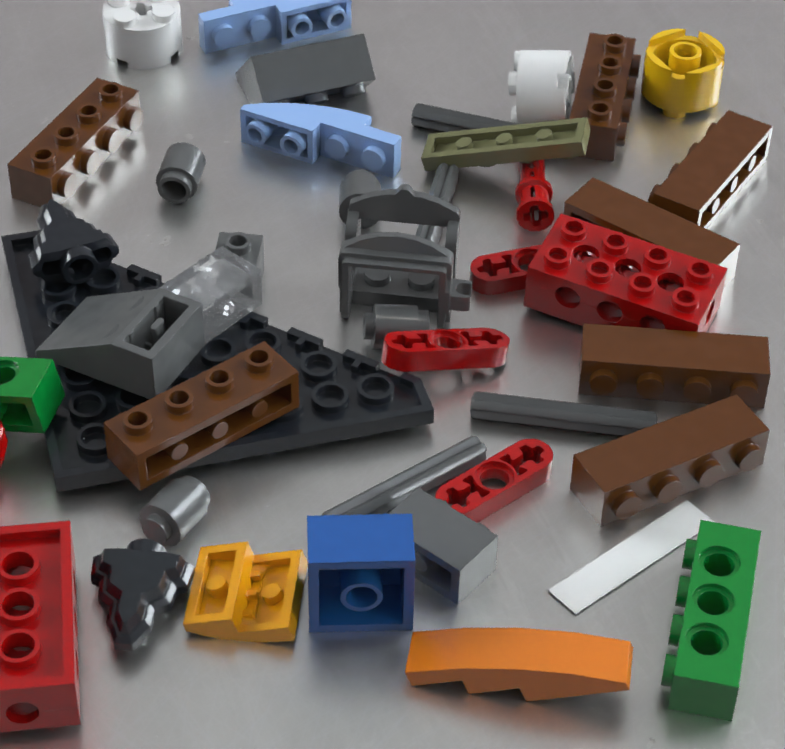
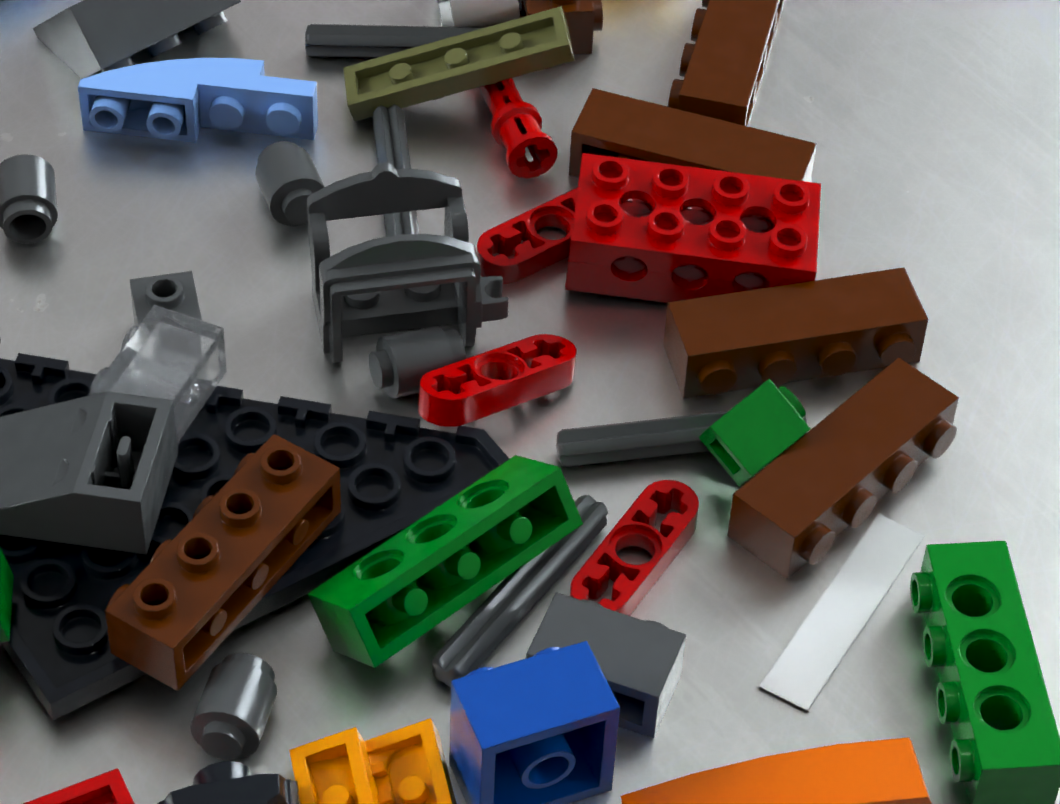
camera: 20 degrees left, 5 degrees up
(355, 451) = (445, 560): none -> green brick
(610, 415) = (756, 431): none -> green brick

